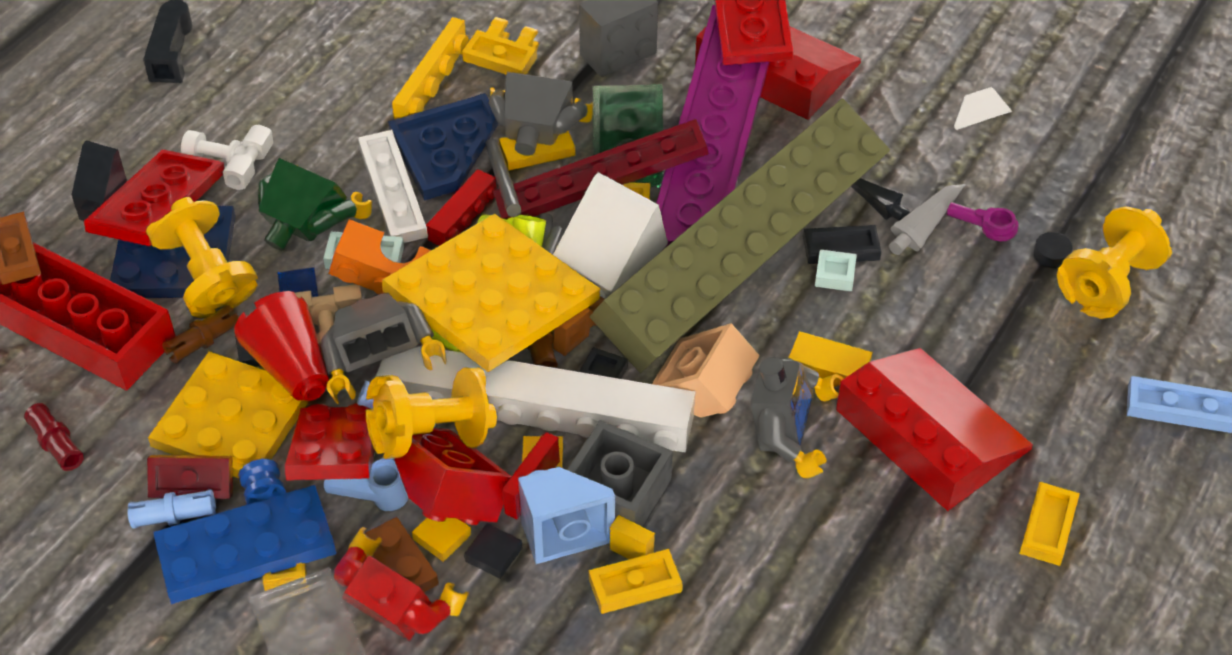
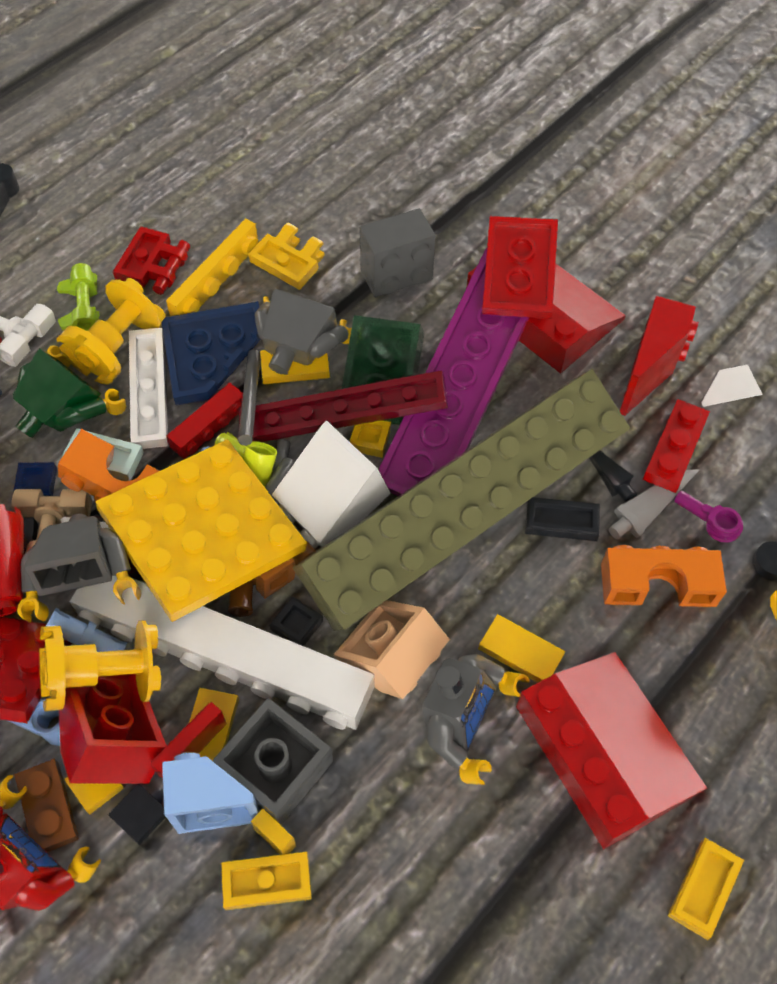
camera: 10 degrees right, 10 degrees up
(294, 104) = (83, 286): none -> lime piece
(333, 151) = (95, 348): none -> yellow piece
(350, 71) = (143, 256): none -> red plate
(835, 270) = (549, 550): light aqua plate -> none
(903, 78) = (659, 349): none -> red slope
(938, 164) = (676, 446): none -> red plate
(978, 268) = (693, 573): none -> orange arch

